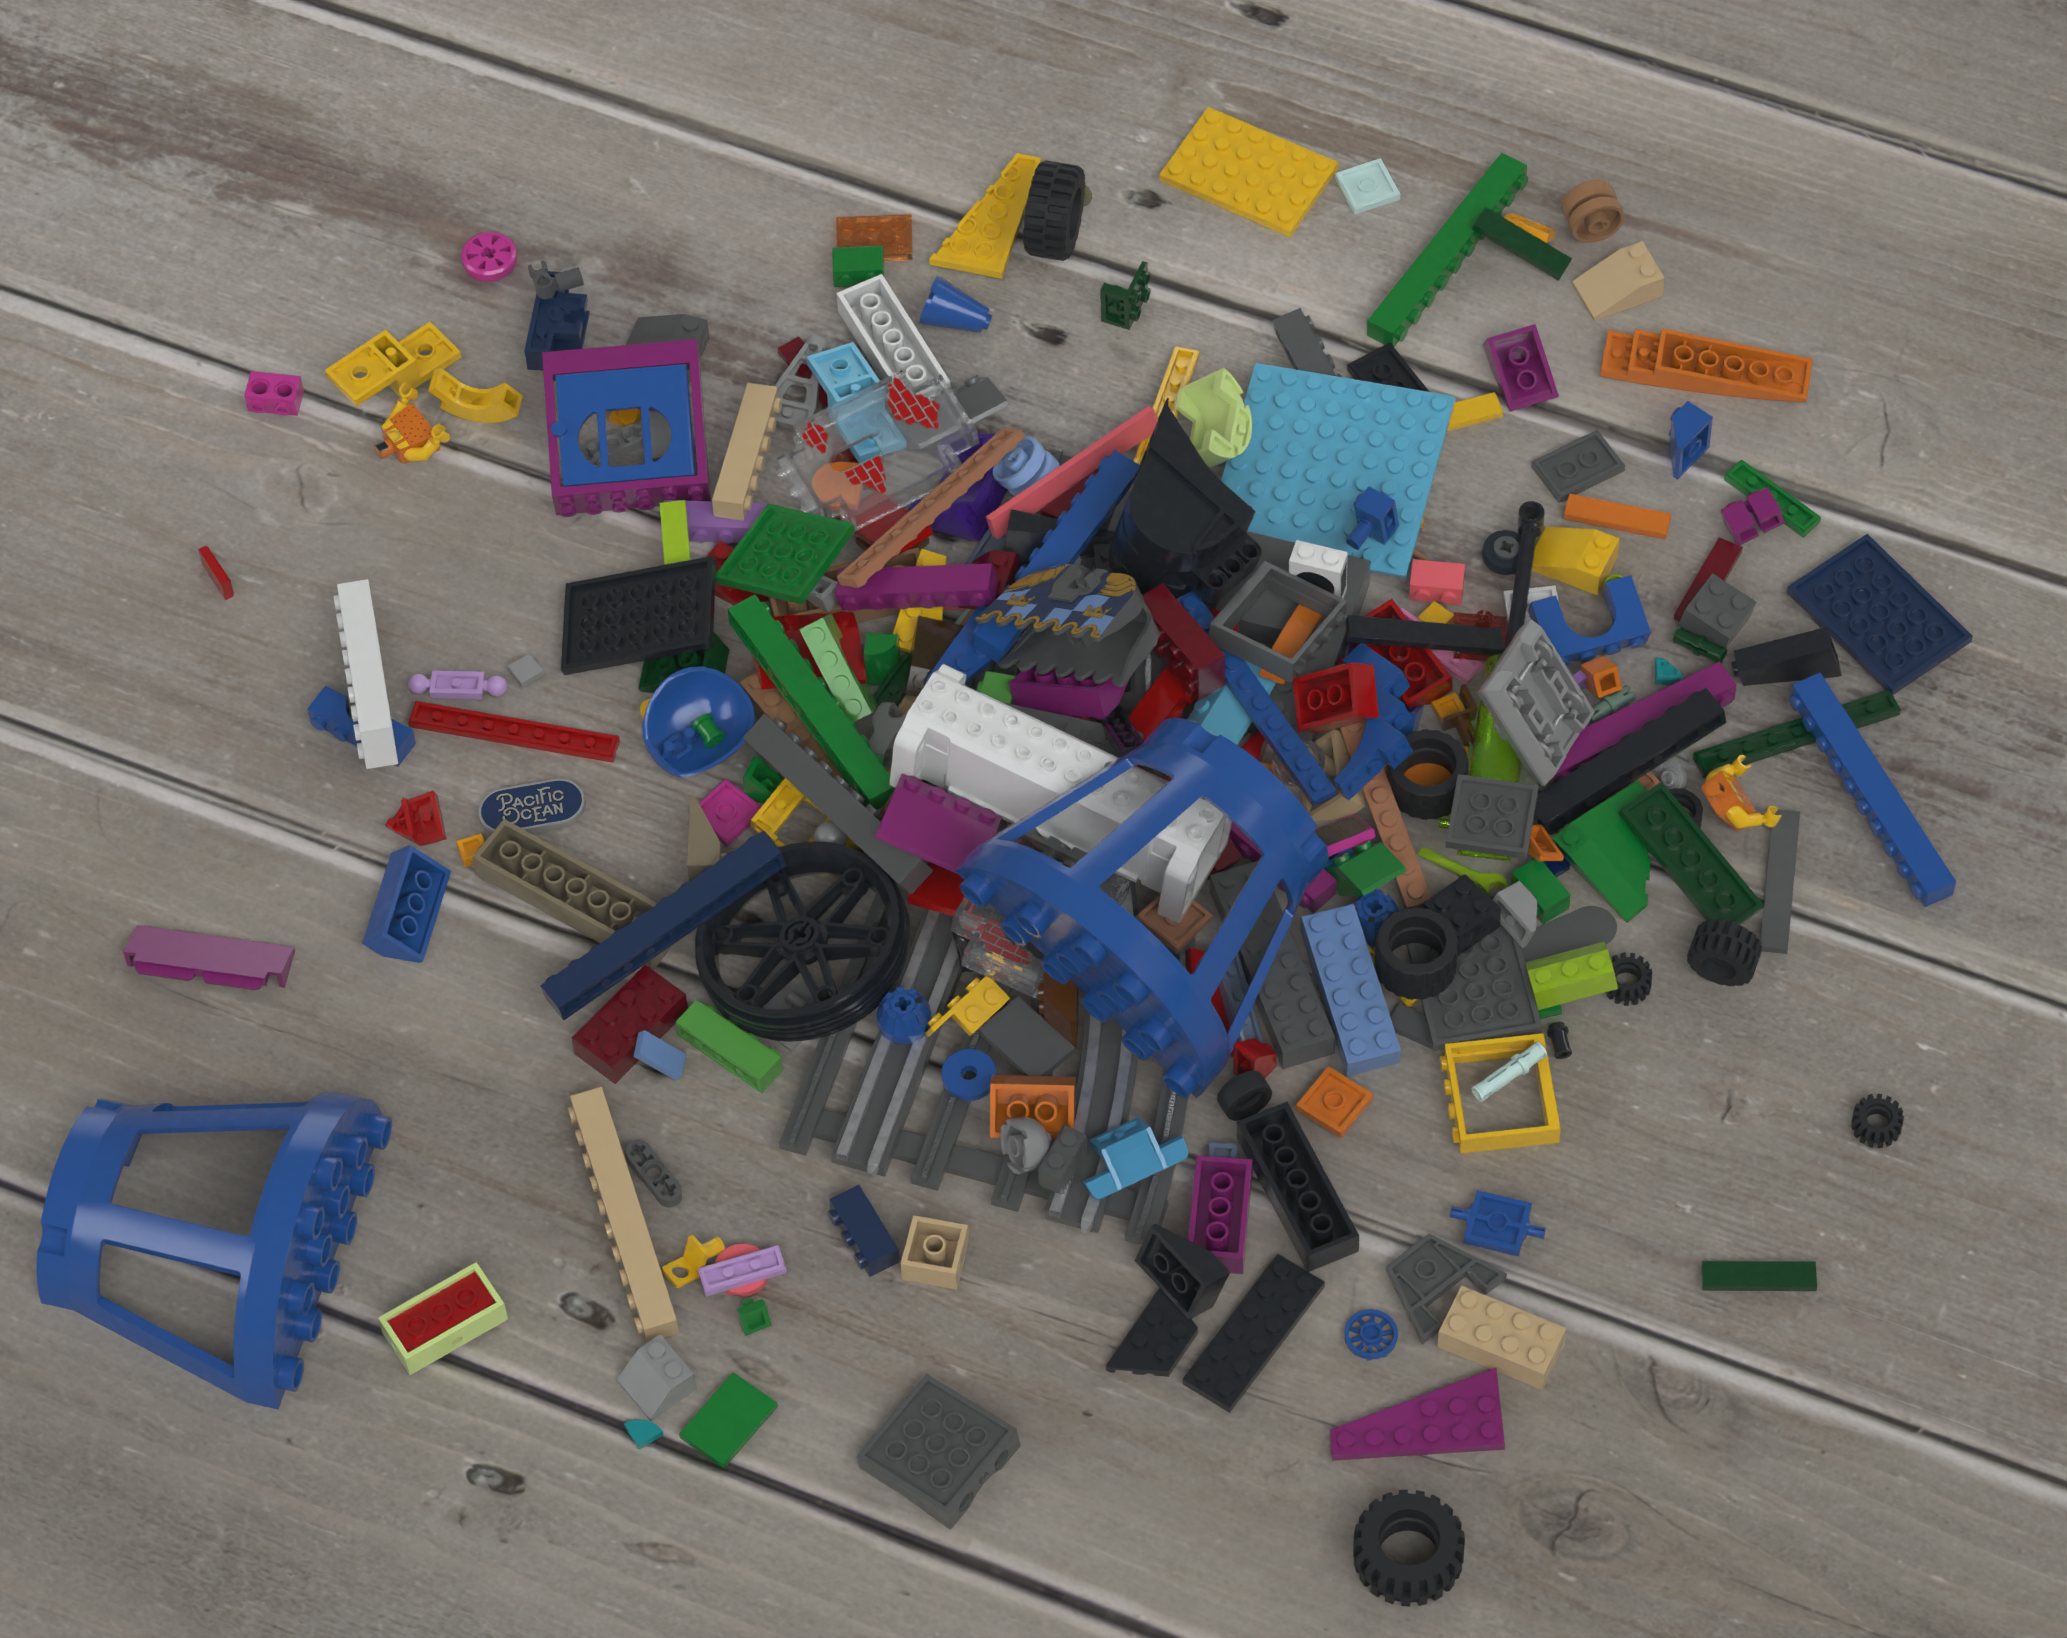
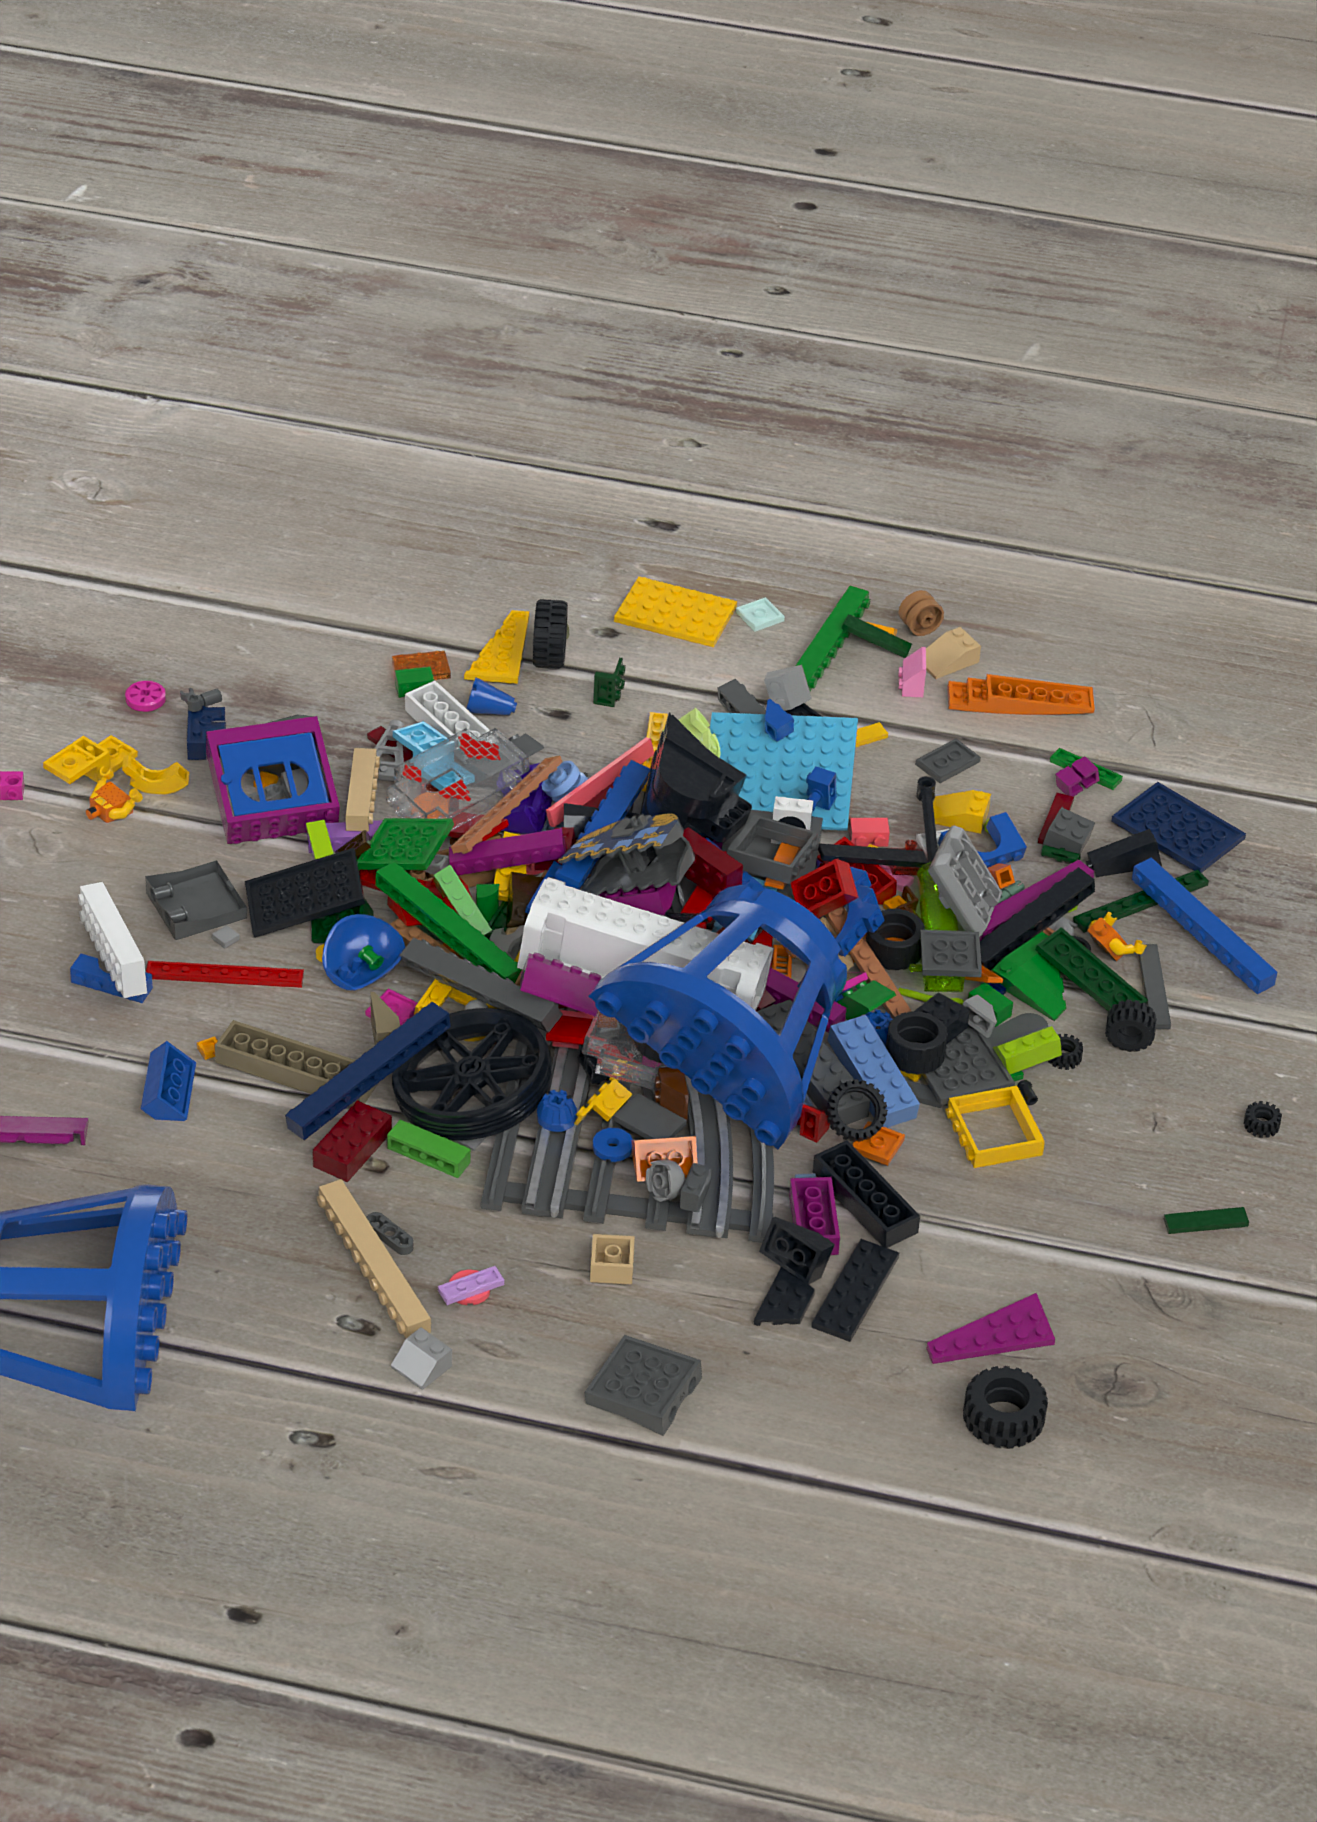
camera: 15 degrees left, 15 degrees down
(419, 820) = (165, 1030): red slope -> none
(443, 1318) = (252, 1335): brick -> none
(457, 685) = (177, 948): lavender plate -> none
(495, 607) = (195, 899): none -> dark grey piece
(533, 805) = (260, 1013): tile -> none
(643, 1432) = (418, 1396): teal tile -> none
(659, 1055) = (379, 1156): medium blue tile -> none
(693, 1258) = (434, 1277): yellow bracket -> none
(722, 544) = (360, 843): none -> dark brown tile
(728, 1420) = (481, 1382): green tile -> none
(753, 1316) = (486, 1313): green tile -> none
(760, 780) = (415, 985): green slope -> none
(863, 1231) = (555, 1252): dark blue brick -> none
(1131, 1156) = (744, 1182): dark azure plate -> none
(1244, 1095) = (805, 1139): black tyre -> none
(1337, 394) = (777, 722): none -> blue slope
(1338, 1071) = (868, 1091): none -> black tyre
(1369, 330) = (788, 687): none -> light grey slope
(1371, 1334) = (940, 1282): blue wheel -> none
(1429, 1272) = (974, 1238): dark grey wing -> none
(1494, 555) = (910, 812): black wheel -> none
(1497, 1223) = (1013, 1205): blue plate -> none
(1502, 1337) = (1036, 1271): tan brick -> none
(1518, 1065) = (1005, 1104): light aqua pin -> none
(1521, 367) = (893, 705): magenta slope -> none
(1559, 316) = (913, 674): none -> bright pink slope
(1617, 516) = (995, 787): orange tile -> none
(1666, 673) = (1040, 873): teal tile -> none
(1688, 437) = (1021, 734): blue slope -> none

